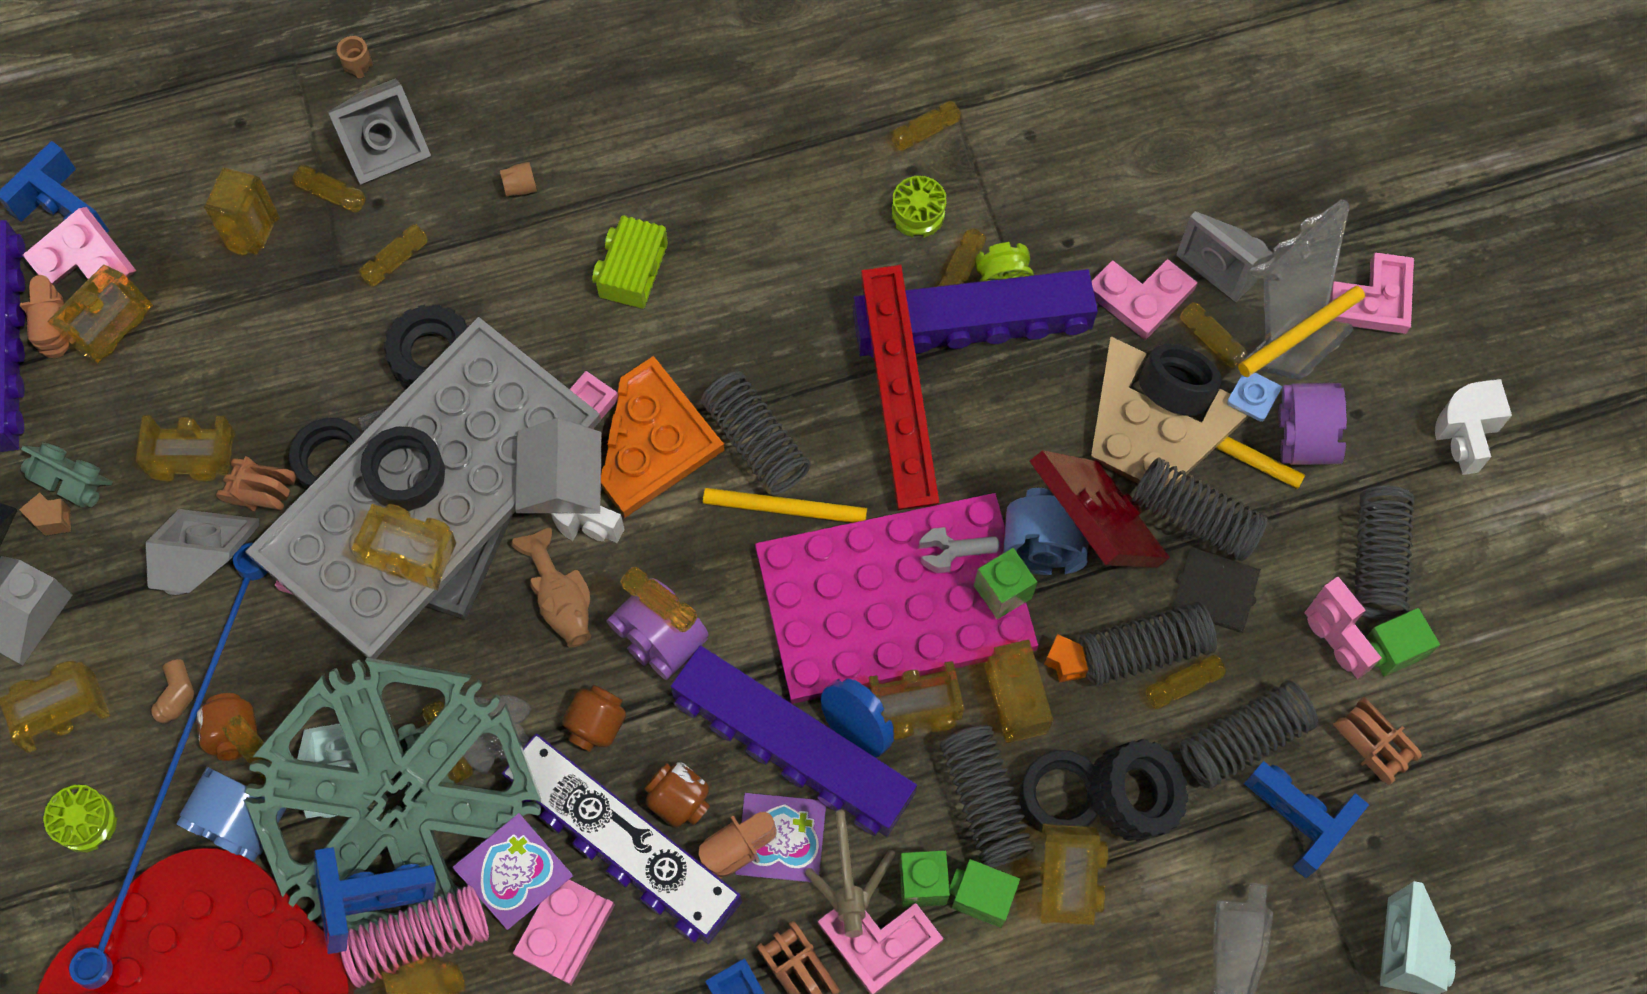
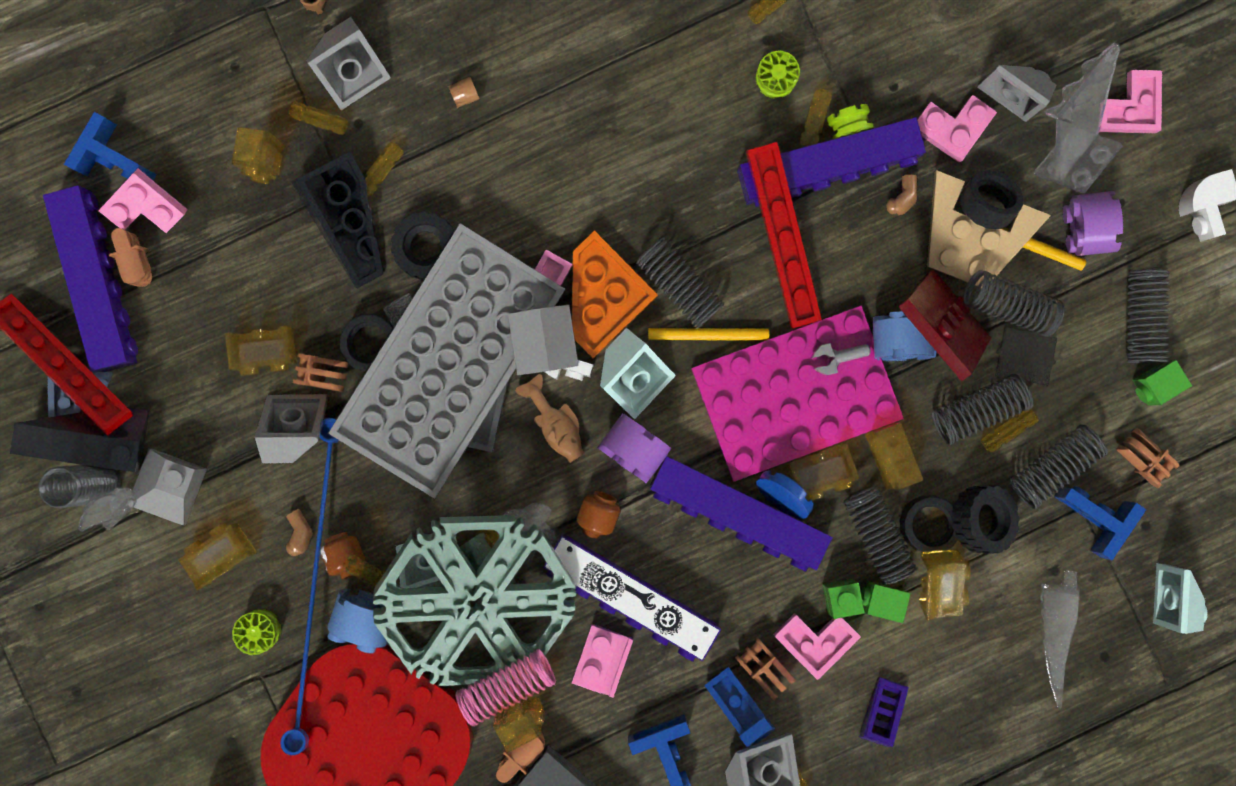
camera: 10 degrees left, 20 degrees up
(48, 515) = (173, 414): medium nougat piece -> none
(50, 465) = (165, 374): sand green hinge -> none
(101, 313) = (171, 253): clear yellow window -> none
(331, 295) = (341, 210): none -> black wedge
(364, 893) = (465, 671): blue bracket -> none
(394, 439) = (406, 357): black tyre -> none
(404, 545) = (444, 417): clear yellow window -> none
(513, 871) = (563, 632): sticker -> none
(631, 261) = (563, 152): lime brick -> none
(659, 599) = (637, 438): clear yellow axle -> none
(676, 537) = (633, 373): none -> light aqua slope
(677, 795) = (665, 561): dark orange head -> none
(737, 844) = (711, 591): nougat arm -> none
(797, 838) = (739, 577): sticker -> none
(850, 900) = (797, 623): dark tan plant -> none
(1005, 583) = (879, 383): bright green brick -> none
(1067, 372) = (906, 199): none -> medium nougat arm
(1067, 659) = (925, 425): orange piece -> none
(1213, 334) = (1011, 153): clear yellow axle -> none
(1254, 396) = (1047, 206): light blue bracket -> none
(1301, 331) = (1083, 151): yellow bar -> none
(1334, 618) = (1121, 378): bright pink plate -> none

